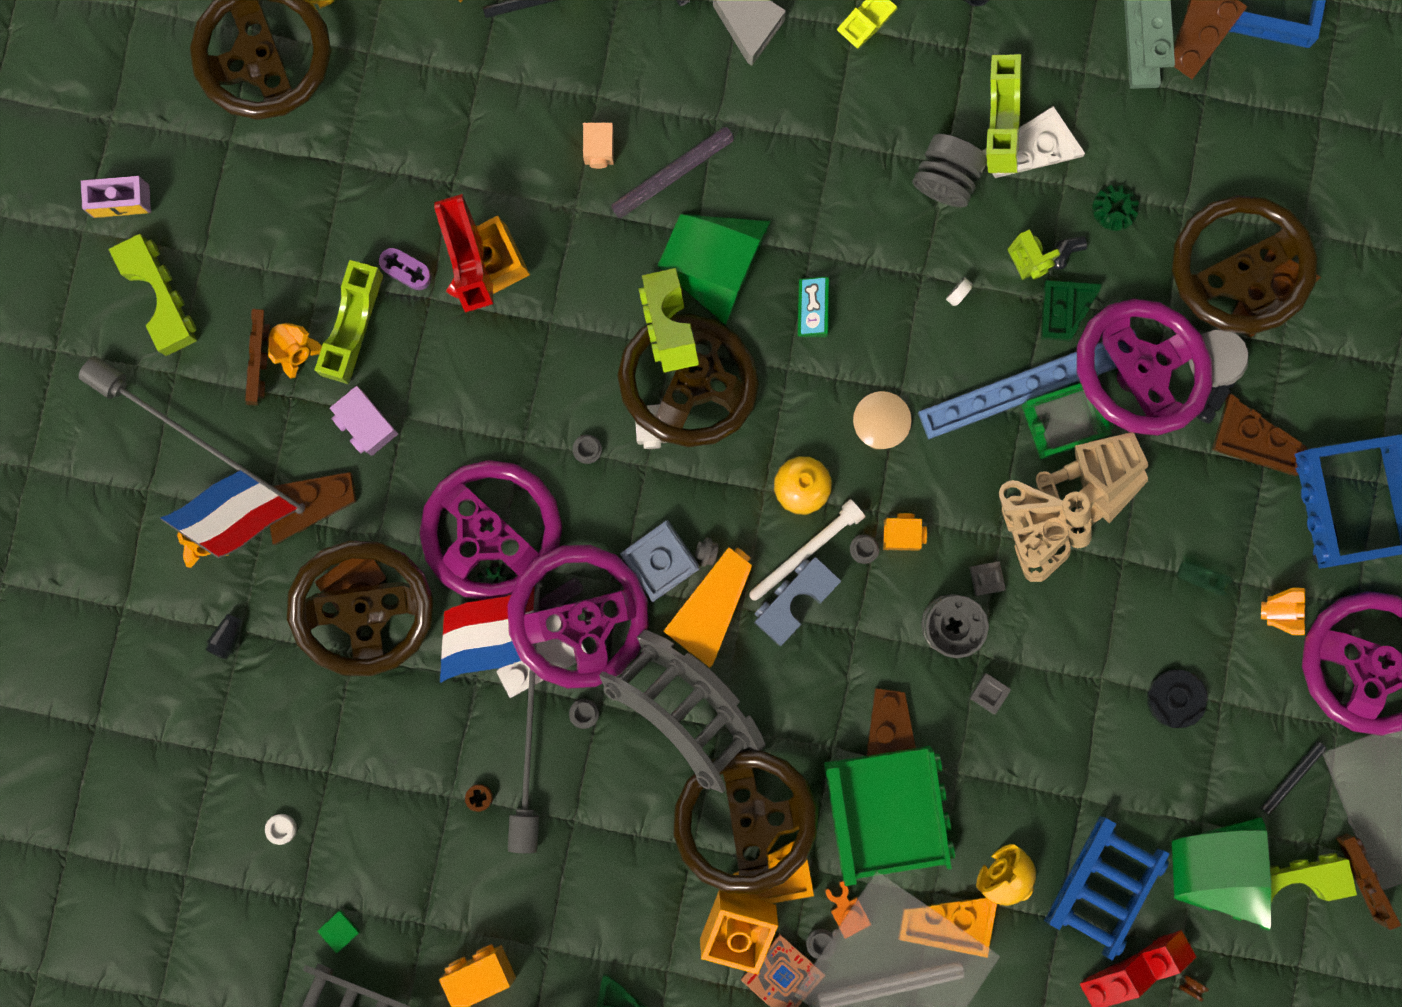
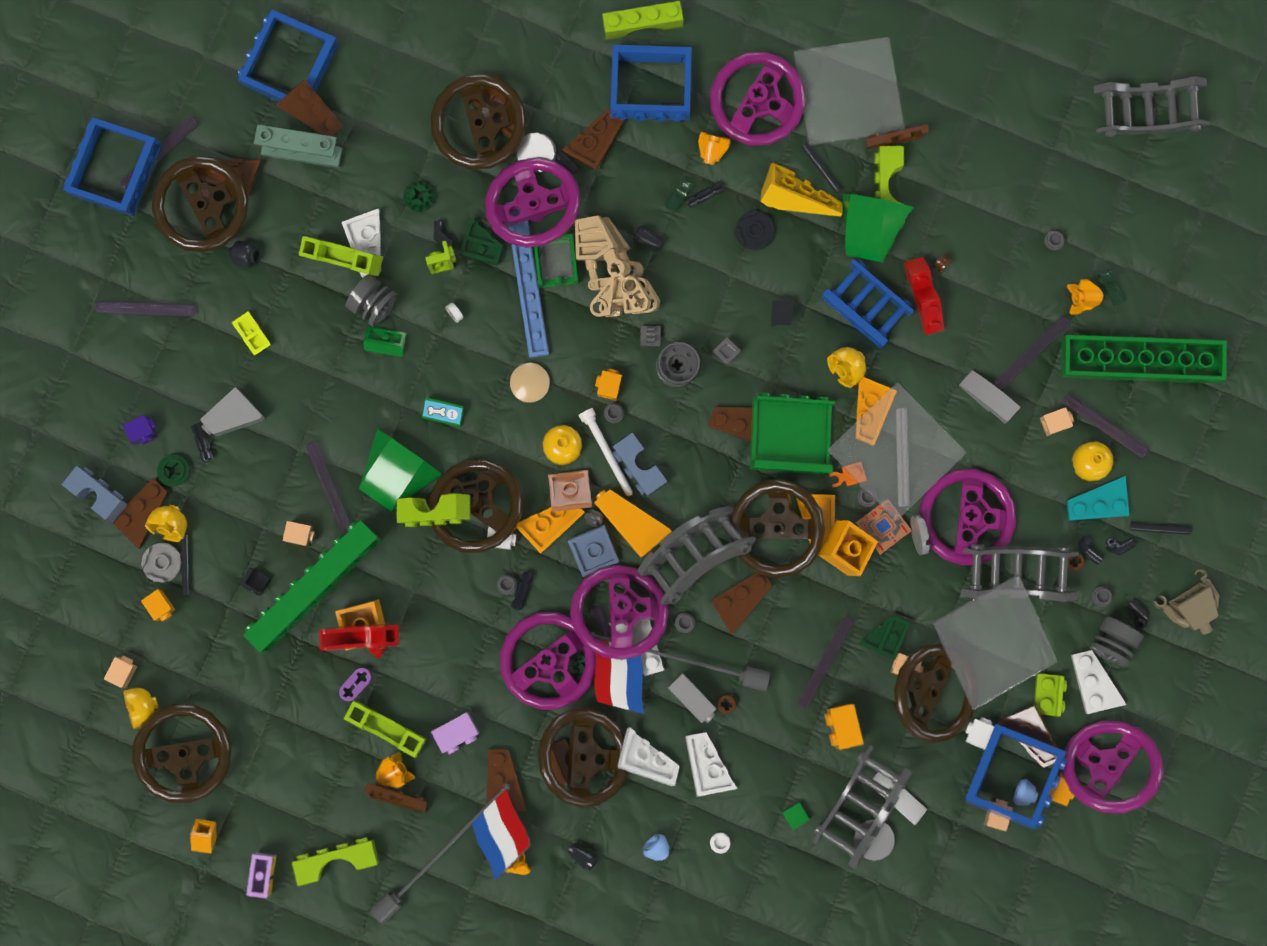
camera: 80 degrees left, 0 degrees up
(155, 107) = (203, 836): none -> light orange brick
(255, 739) = (656, 848): none -> light blue cone
(374, 698) = (643, 759): none -> white wing
(383, 788) = (707, 769): none -> white wing
(475, 746) = (692, 699): none -> light grey slope
(520, 99) = (254, 581): none -> black panel
(526, 177) = (312, 587): none -> green brick
(567, 930) = (825, 663): none -> clear purple axle
(582, 472) = (522, 590): none -> black axle
(632, 788) = (740, 600): none -> reddish brown wing
(684, 491) = (547, 526): none -> light orange wing
(738, 509) = (570, 490): none -> nougat tile
(896, 205) = (385, 341): none -> green slope
(1064, 762) = (781, 313): none -> black panel
(1130, 543) = (647, 238): none -> black cone
(1212, 614) = (704, 195): none -> black axle
(1244, 739) = (791, 194): none -> yellow wedge

